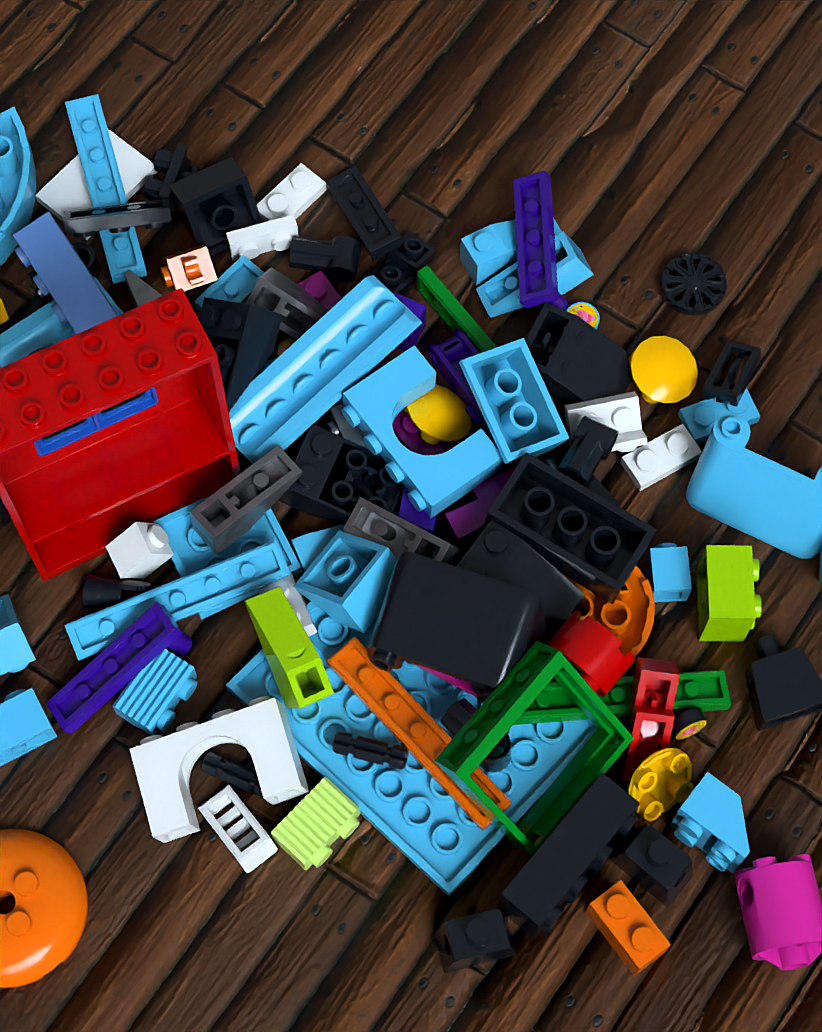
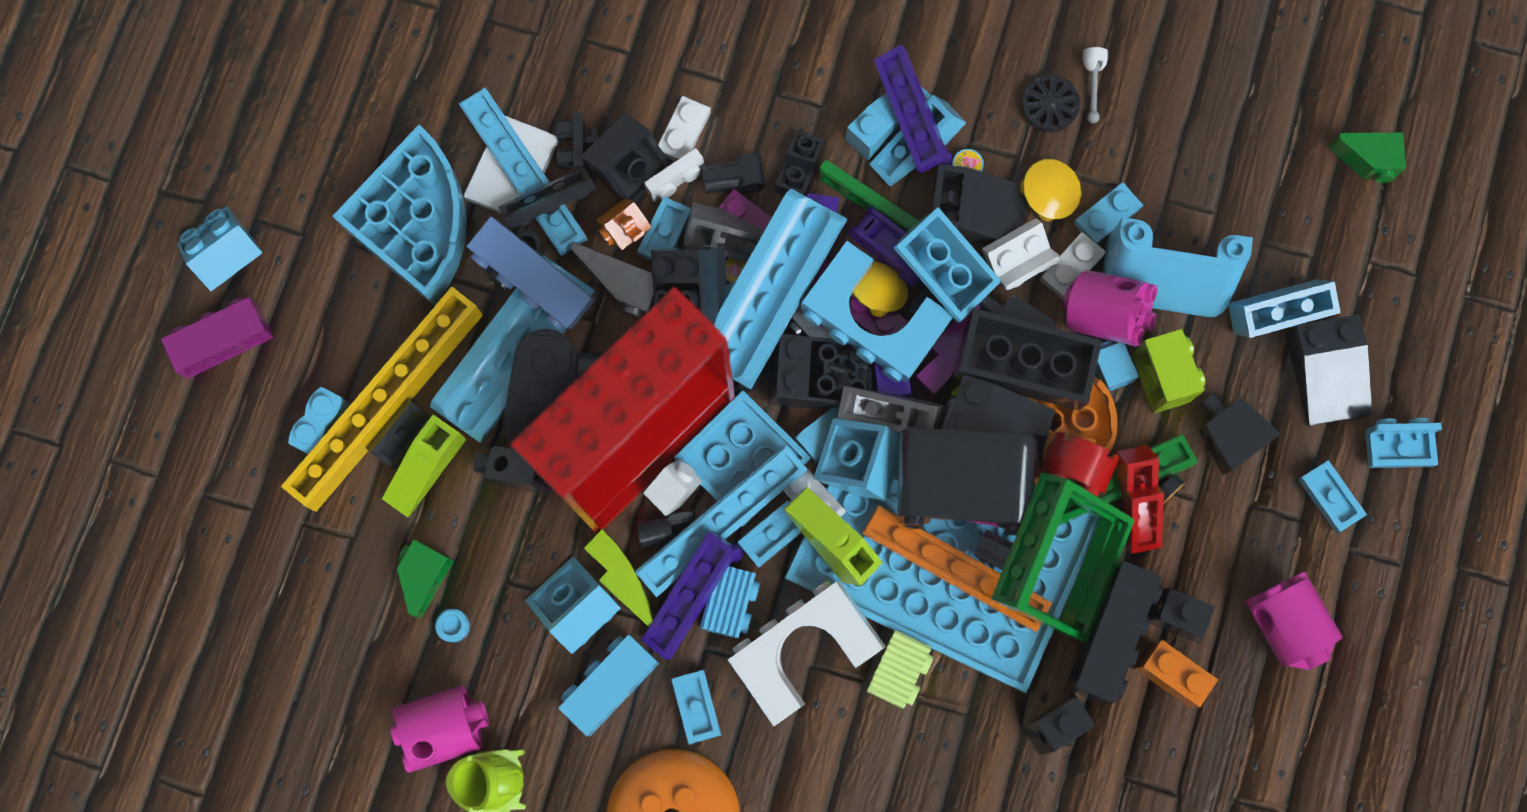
camera: 15 degrees left, 10 degrees up
(48, 626) = (620, 576): none -> lime slope
(78, 793) = (696, 707): none -> medium azure plate
(224, 638) = (769, 536): none -> medium azure plate
(231, 772) = (816, 648): black axle -> none
(244, 500) = (749, 418): flat silver slope -> none
(252, 848) = (858, 709): white slope -> none
(364, 213) = (753, 126): black plate -> none
(370, 750) = (923, 596): black axle -> none
(588, 447) = (1017, 280): black piece -> none
(661, 782) = (1165, 547): yellow dish -> none
(684, 504) = (1110, 307): none -> dark pink cylinder
(714, 823) = (1219, 566): medium azure slope -> none
(721, 393) = (1109, 196): black tile -> none
(756, 254) = (1094, 61): none -> hinge

